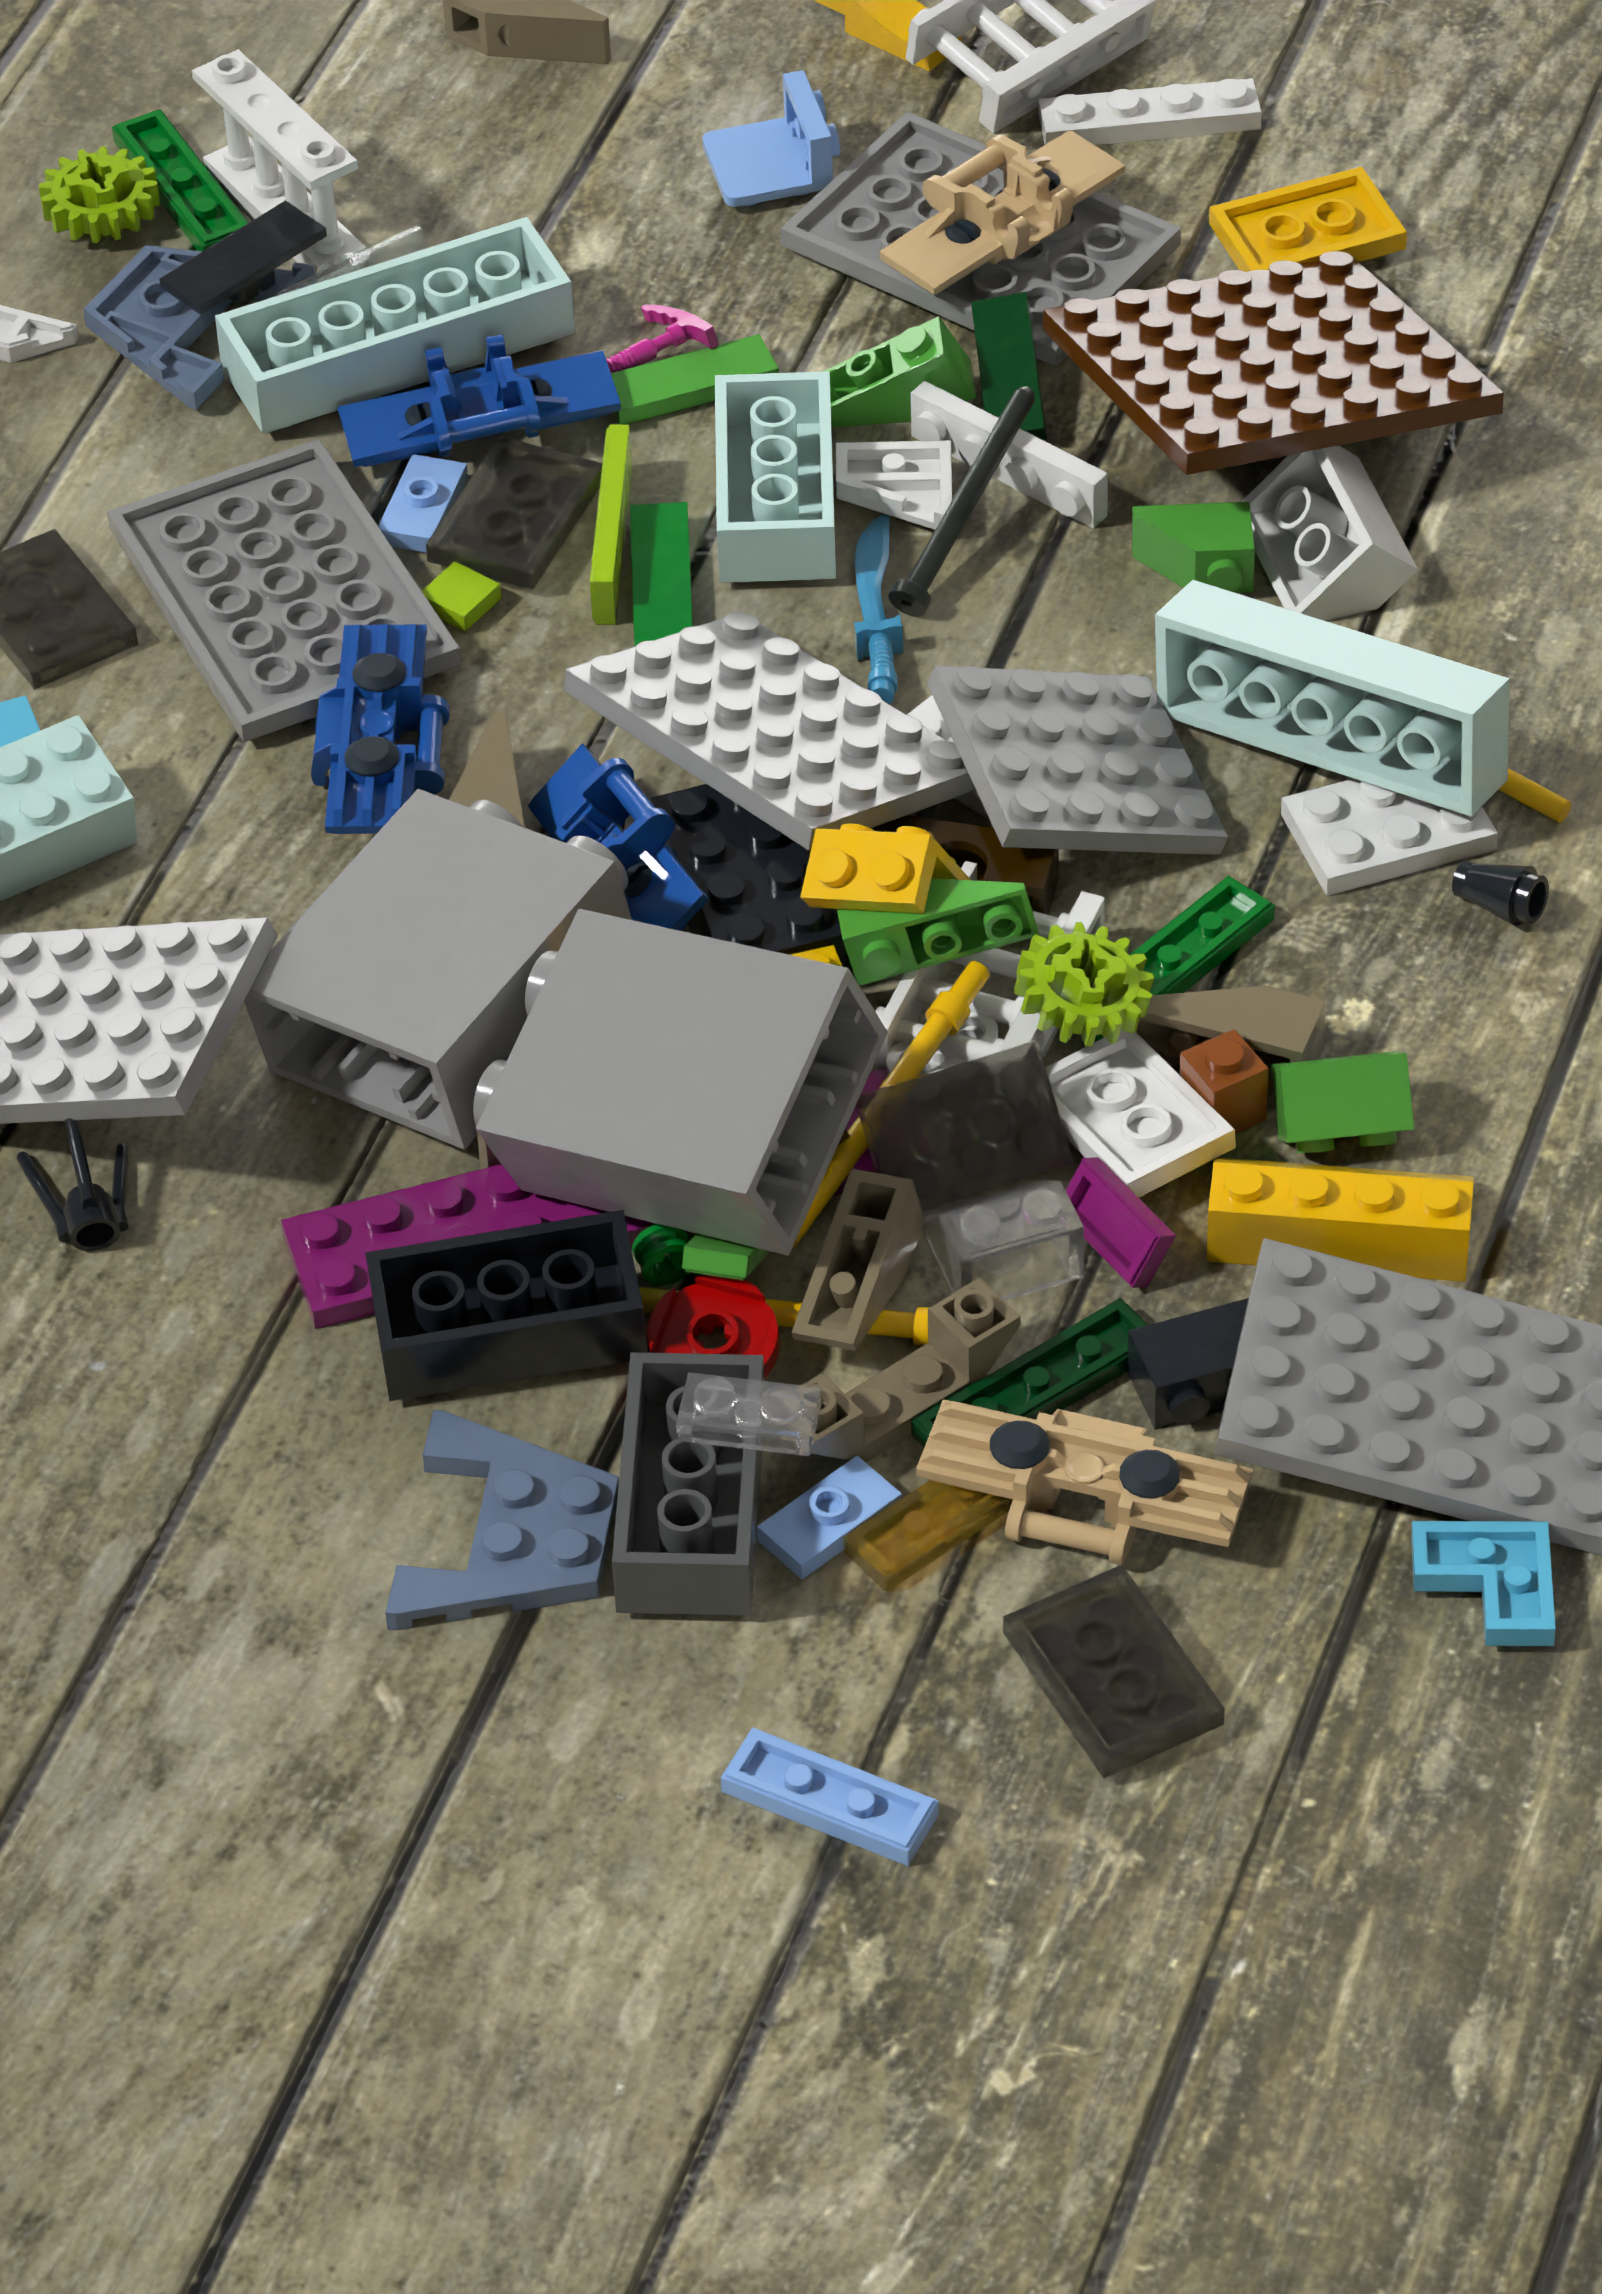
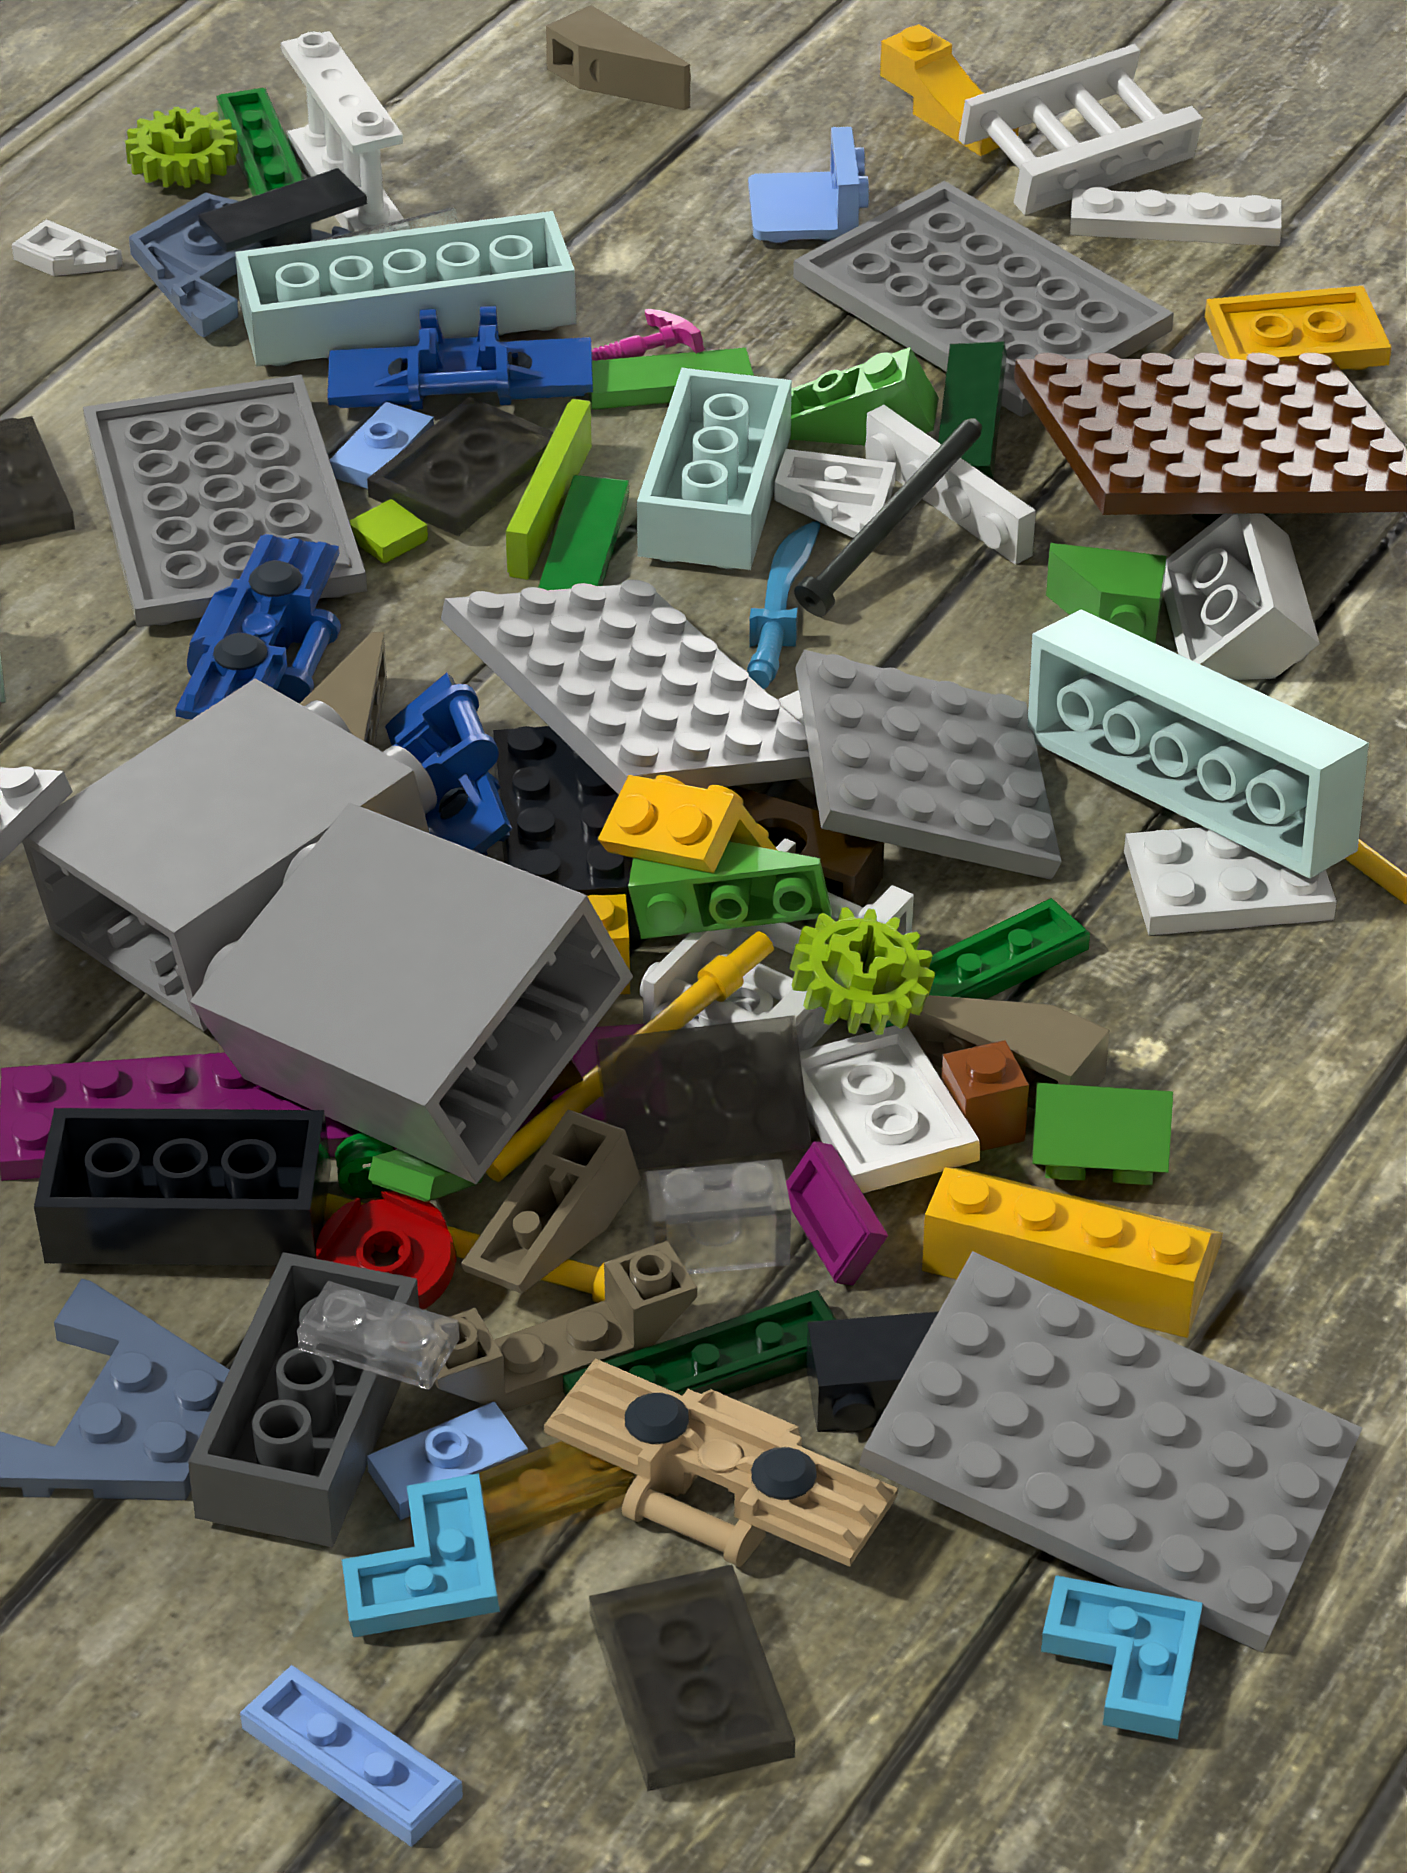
camera: 10 degrees right, 5 degrees down
(859, 1625) = (438, 1579): none -> medium azure plate
(986, 228) = (980, 282): tan piece -> none
(1504, 890) = (1329, 957): black cone -> none

